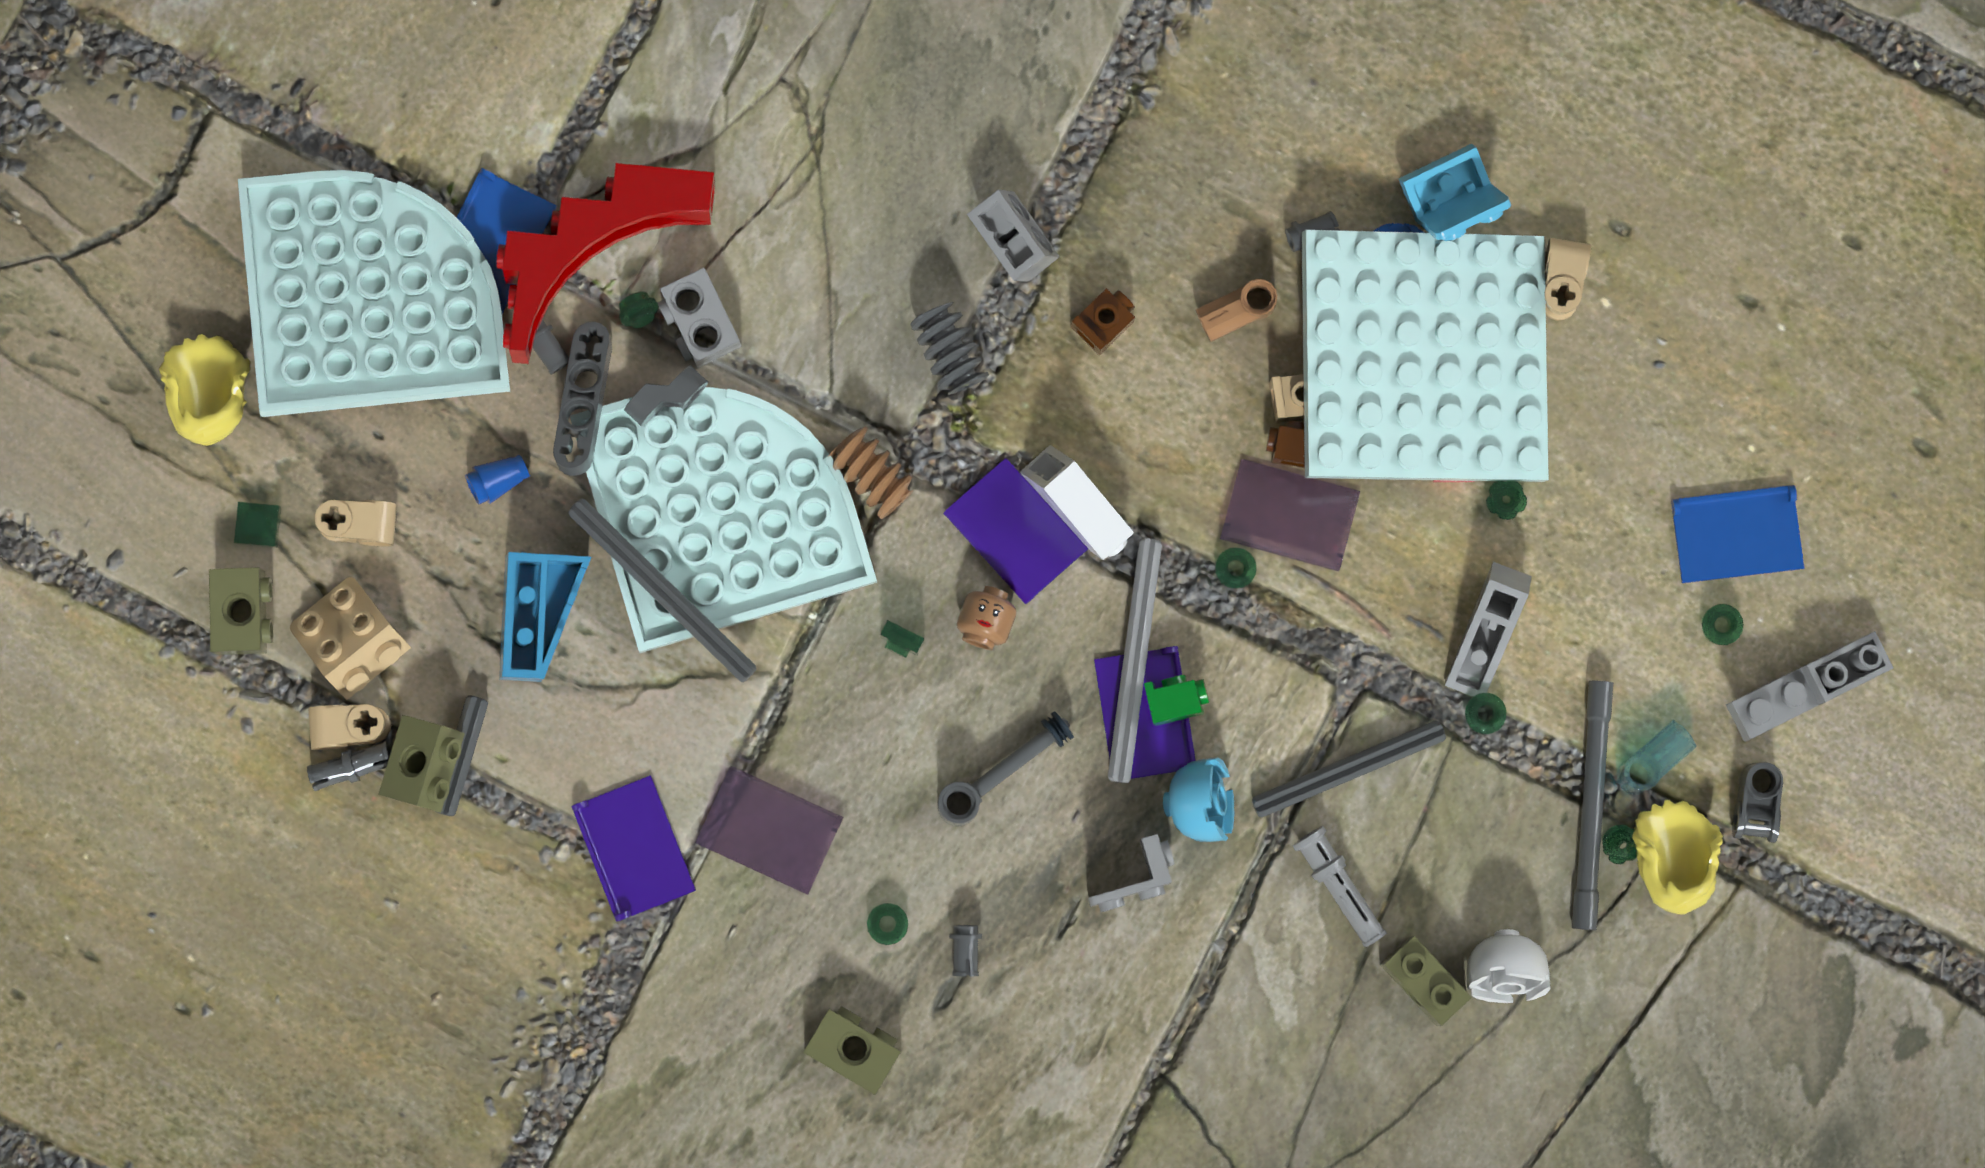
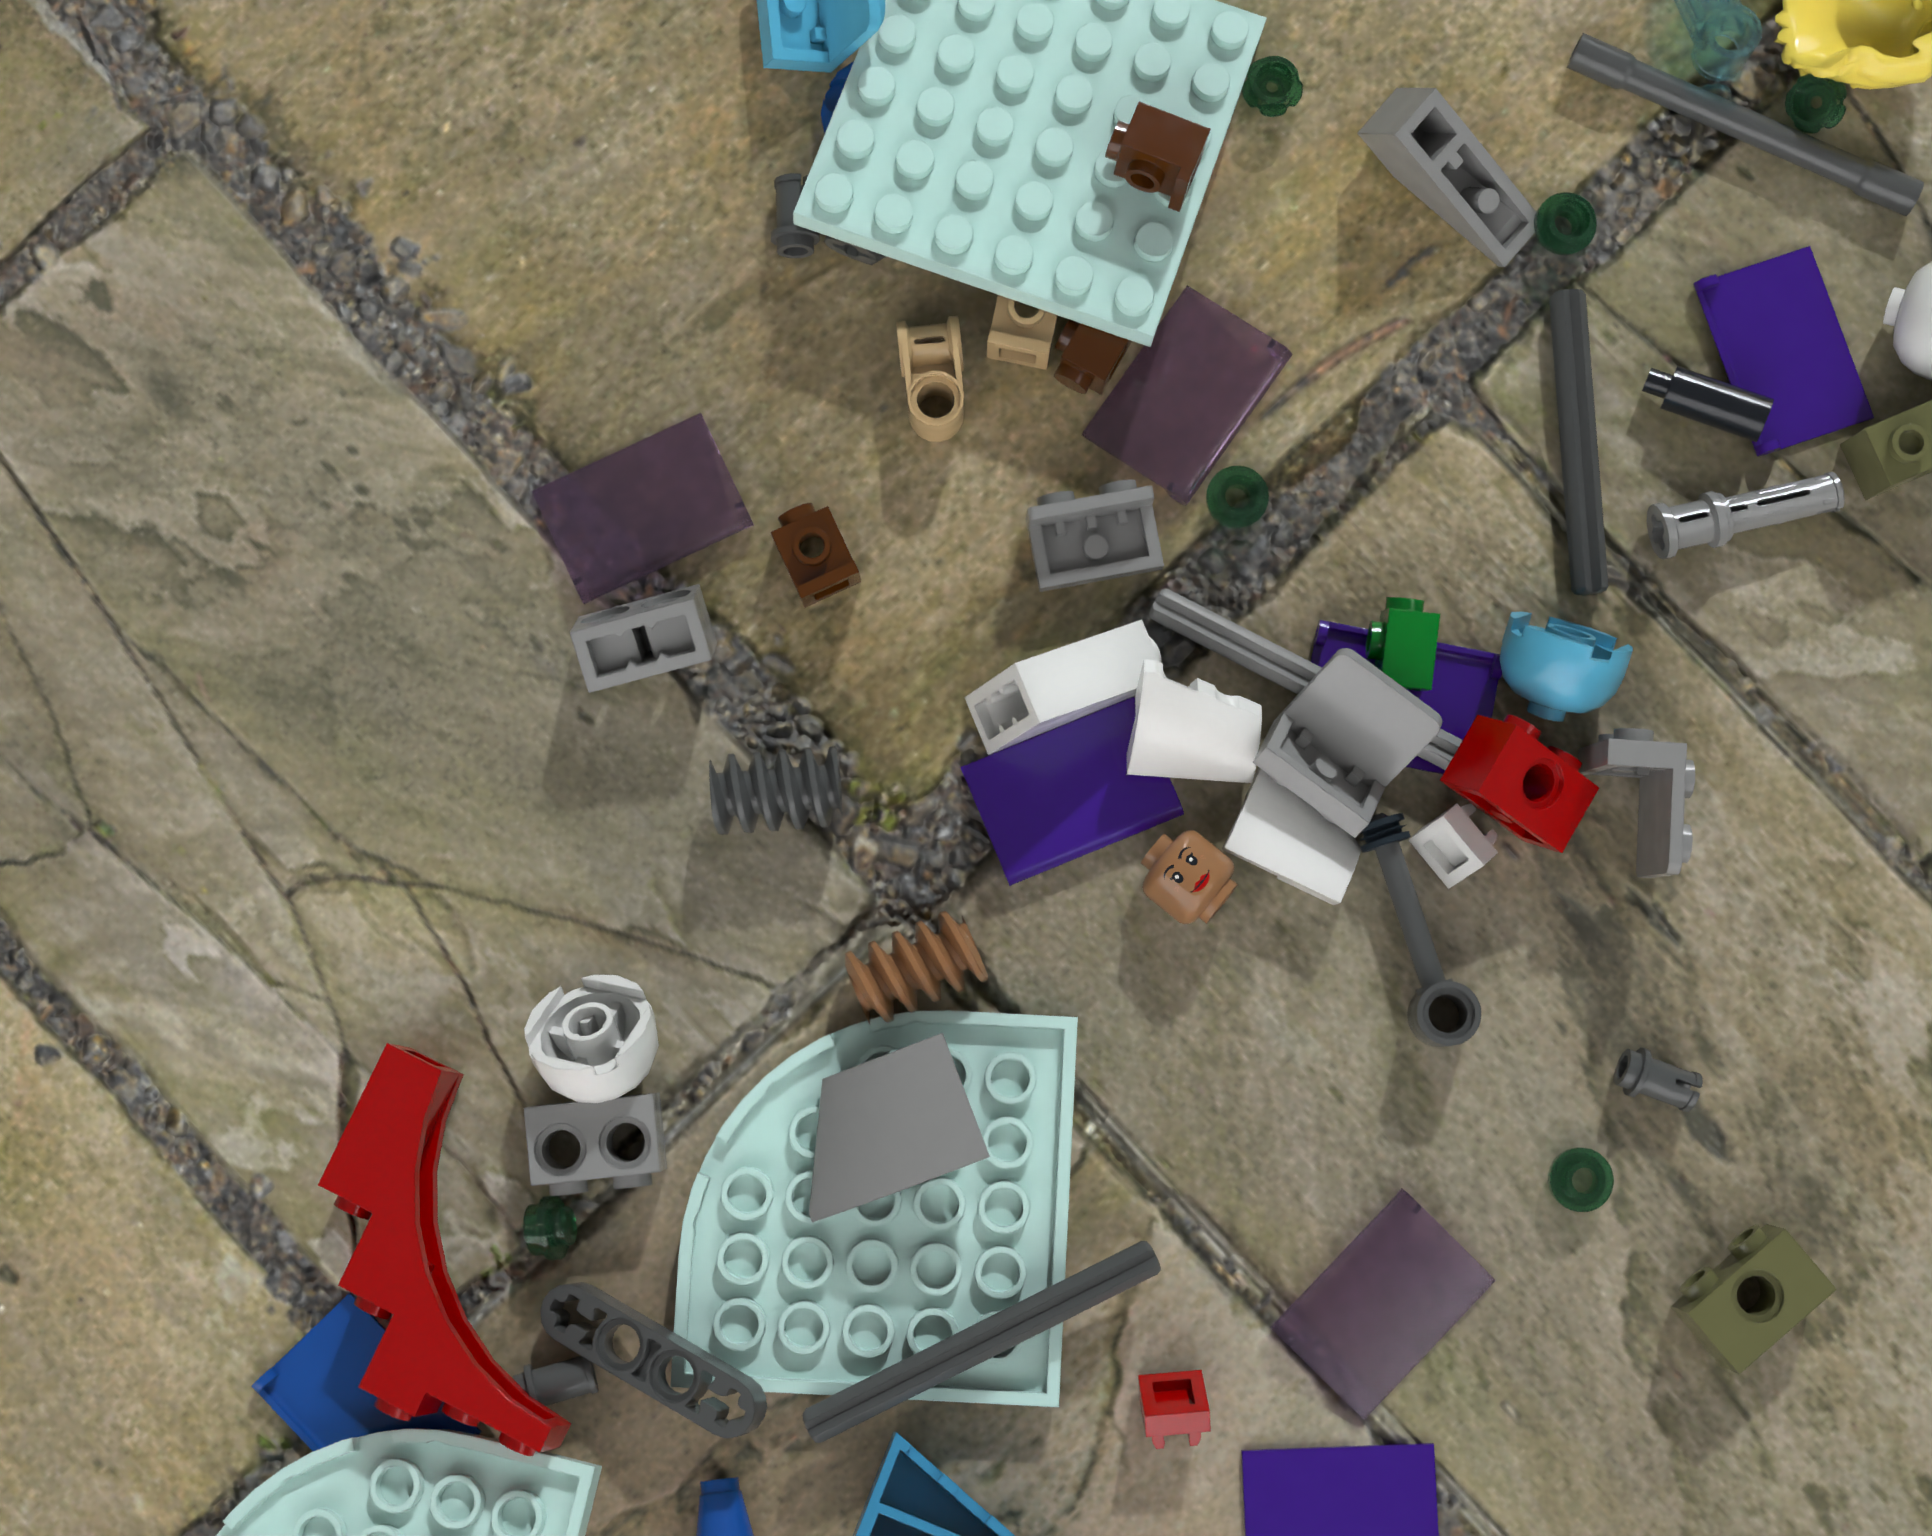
camera: 70 degrees left, 0 degrees up
(654, 397) = (691, 1254): dark grey piece -> none
(664, 721) = (1174, 1405): none -> red tile
(760, 293) = (593, 1038): none -> white cylinder
(770, 489) = (891, 1127): none -> light grey slope
(901, 640) = (1177, 1012): clear green plate -> none
(1039, 673) = (1293, 841): none -> white slope
(1065, 775) = (1454, 844): none -> white tile
(1076, 588) = (1192, 730): none -> white slope
(1095, 205) = (642, 508): none -> clear purple piece
(1103, 683) = (1346, 739): none -> light grey bracket
(1112, 821) = (1520, 781): none -> red brick
(1176, 487) = (1094, 535): none -> light grey bracket
(1233, 310) = (869, 362): medium nougat piece -> none
(1249, 348) = (932, 367): none -> tan piece
(1403, 841) = (1710, 401): none -> black cylinder
(1423, 437) = (1158, 152): none -> reddish brown brick
(1455, 879) = (1785, 344): none -> dark purple piece

